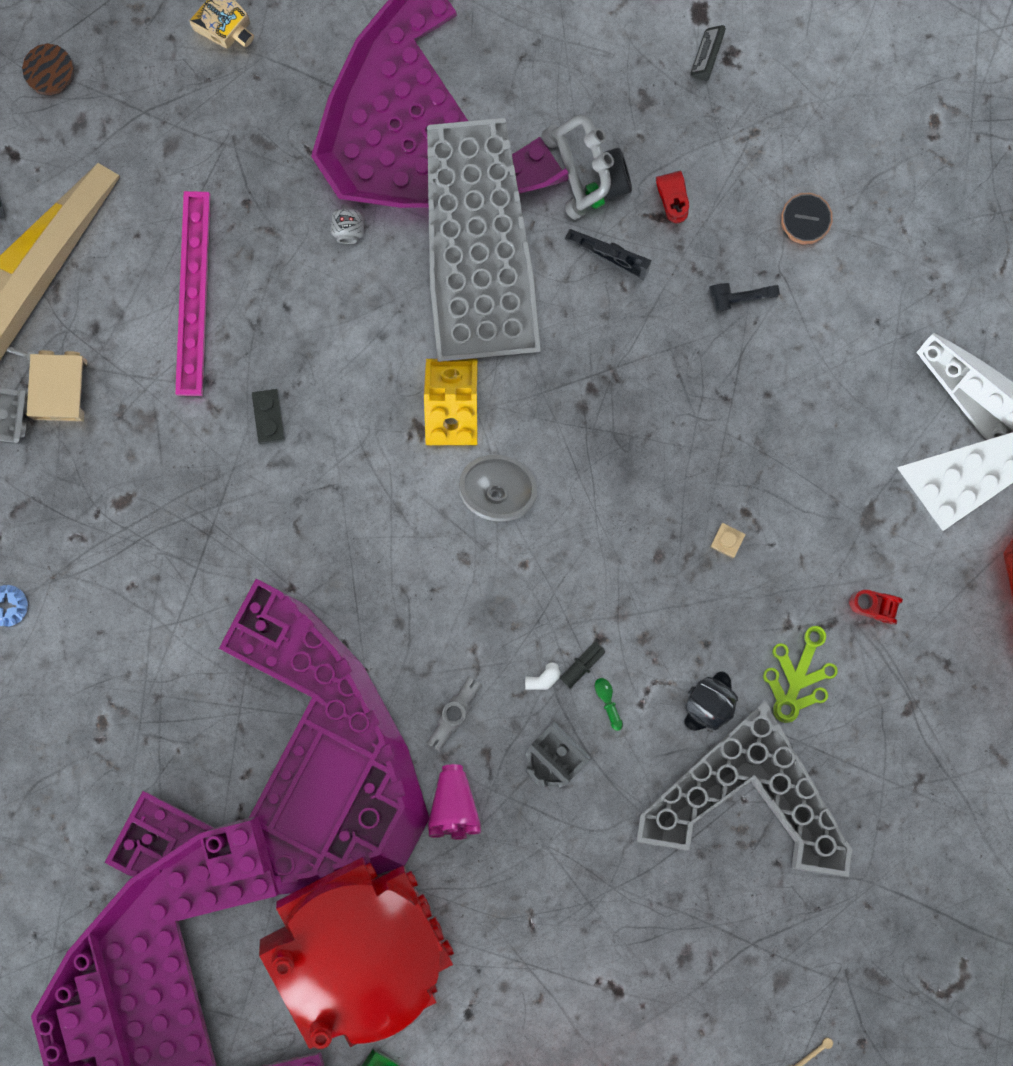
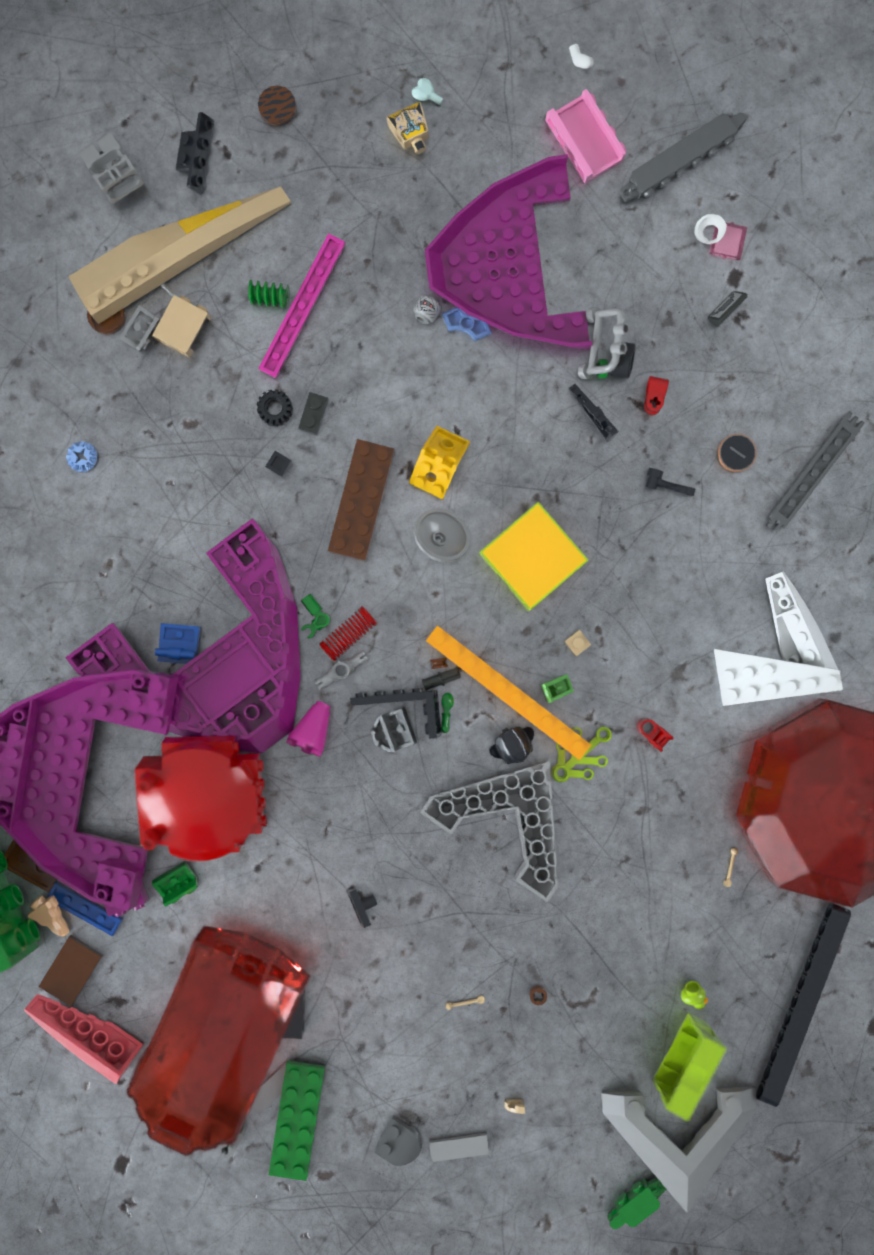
camera: 30 degrees right, 5 degrees up
(145, 299) = (268, 295): none -> green piece
(215, 416) = (263, 407): none -> black tyre
(235, 779) = (178, 643): none -> blue plate
(255, 497) = (278, 464): none -> black tile
(379, 493) = (361, 500): none -> reddish brown brick
(390, 220) = (459, 320): none -> medium blue tile
(399, 662) = (321, 620): none -> green bar
(422, 694) = (366, 616): none -> red piece
(478, 244) = (508, 363): light grey wing -> none
(545, 680) = (413, 676): white arm -> none
(570, 647) = (438, 663): none -> reddish brown bush
(587, 706) = (430, 708): none -> black bracket
(620, 997) = (360, 906): none -> black tile
(622, 460) = (533, 556): none -> yellow tile
(673, 641) = (508, 692): none -> light orange brick
(729, 608) = (556, 688): none -> bright green slope
(893, 994) = (537, 1001): none -> reddish brown bush
(911, 197) = (814, 472): none -> dark grey hinge

